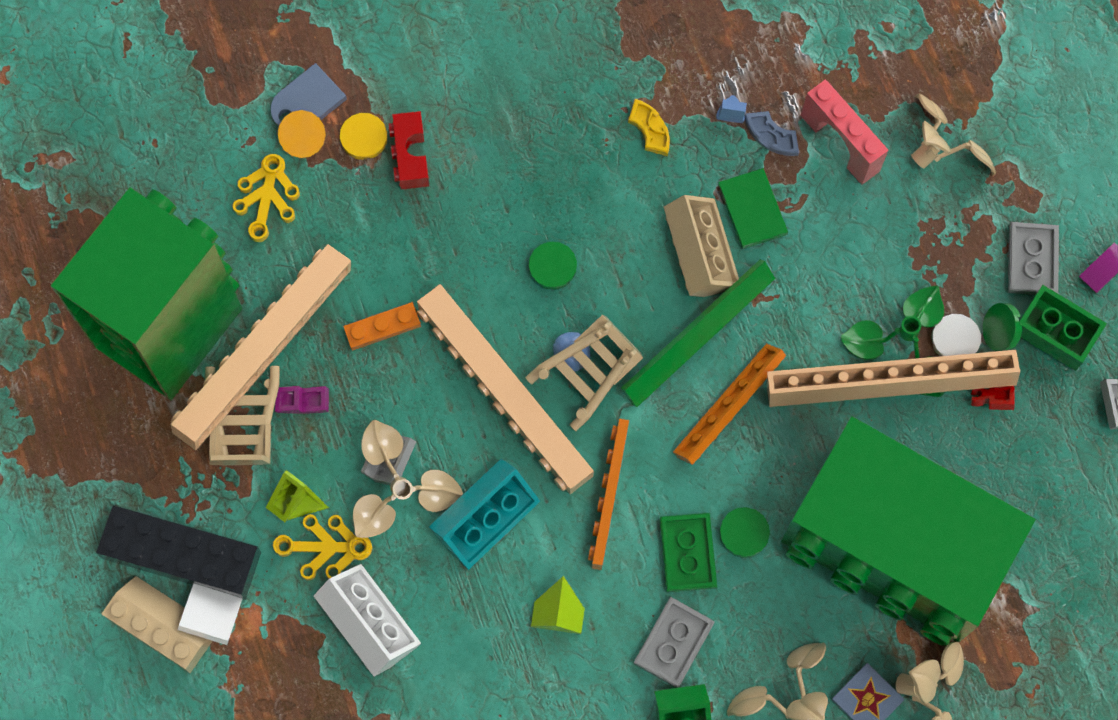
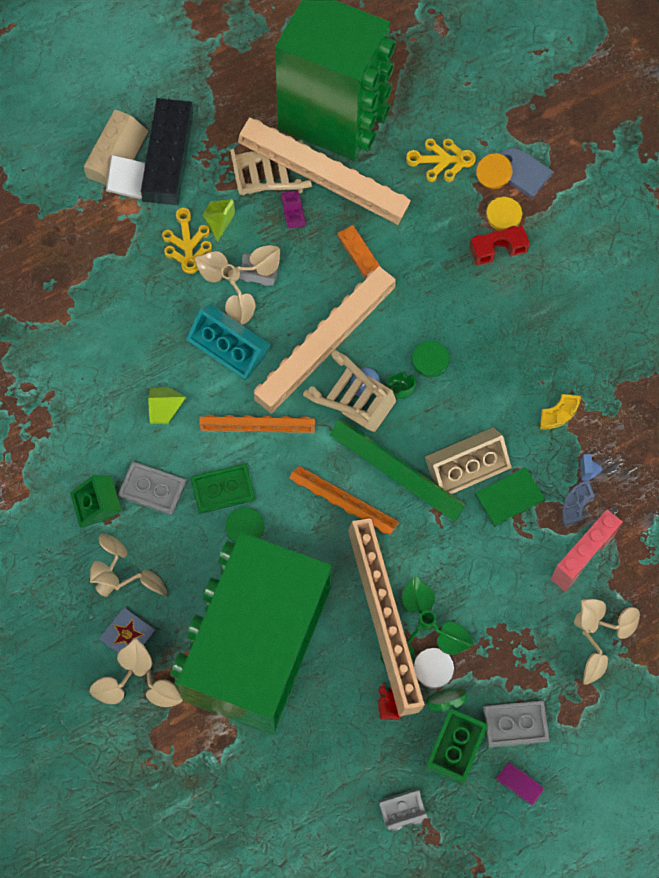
camera: 80 degrees right, 5 degrees down
(366, 619) = (138, 277): white slope -> none
(586, 306) = (401, 385): none -> green hair

